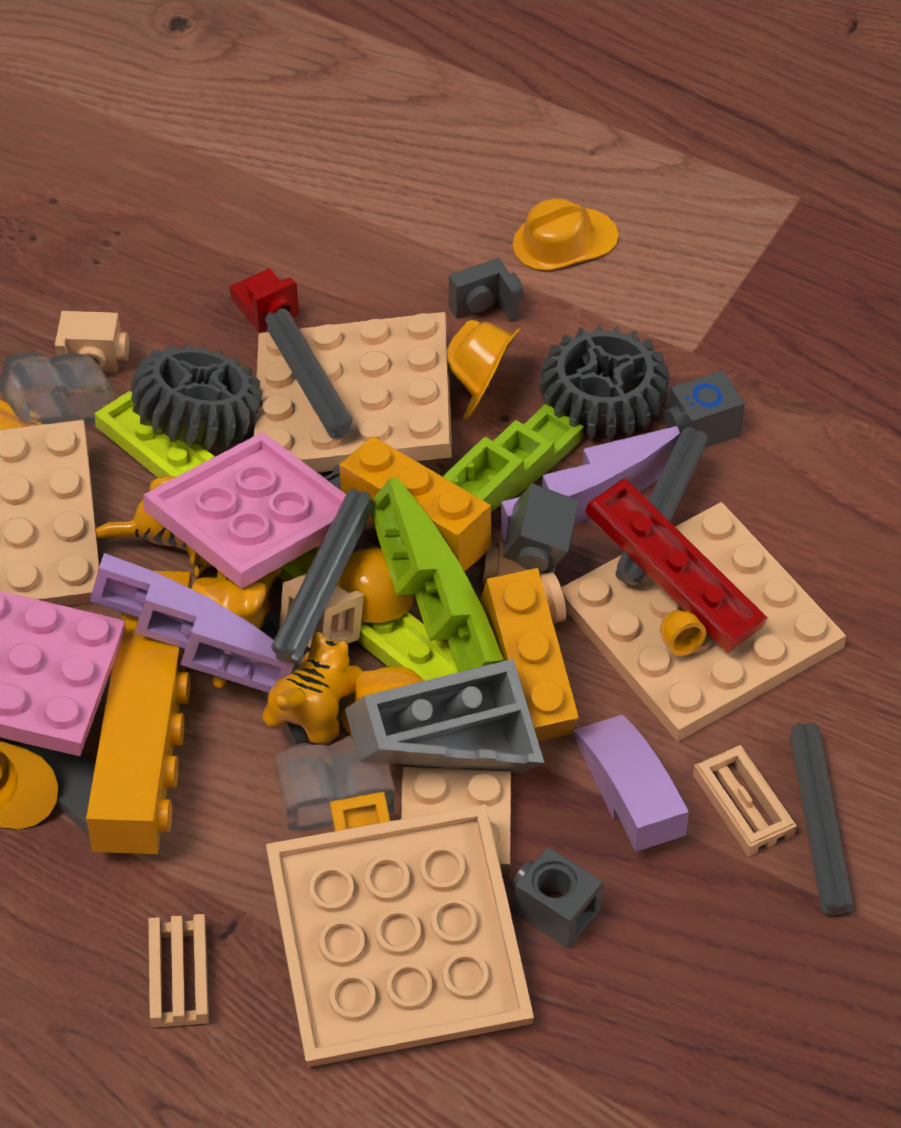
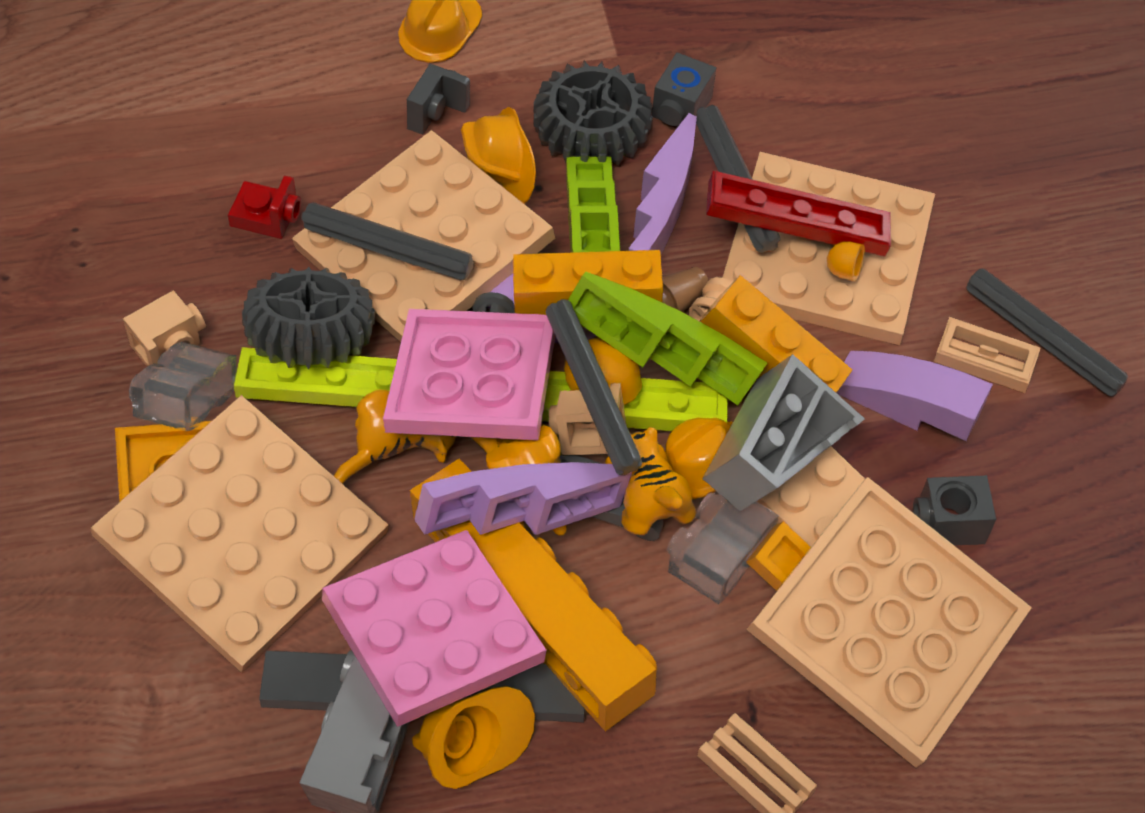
camera: 45 degrees left, 5 degrees up
(540, 528) = (687, 248): dark grey brick -> none

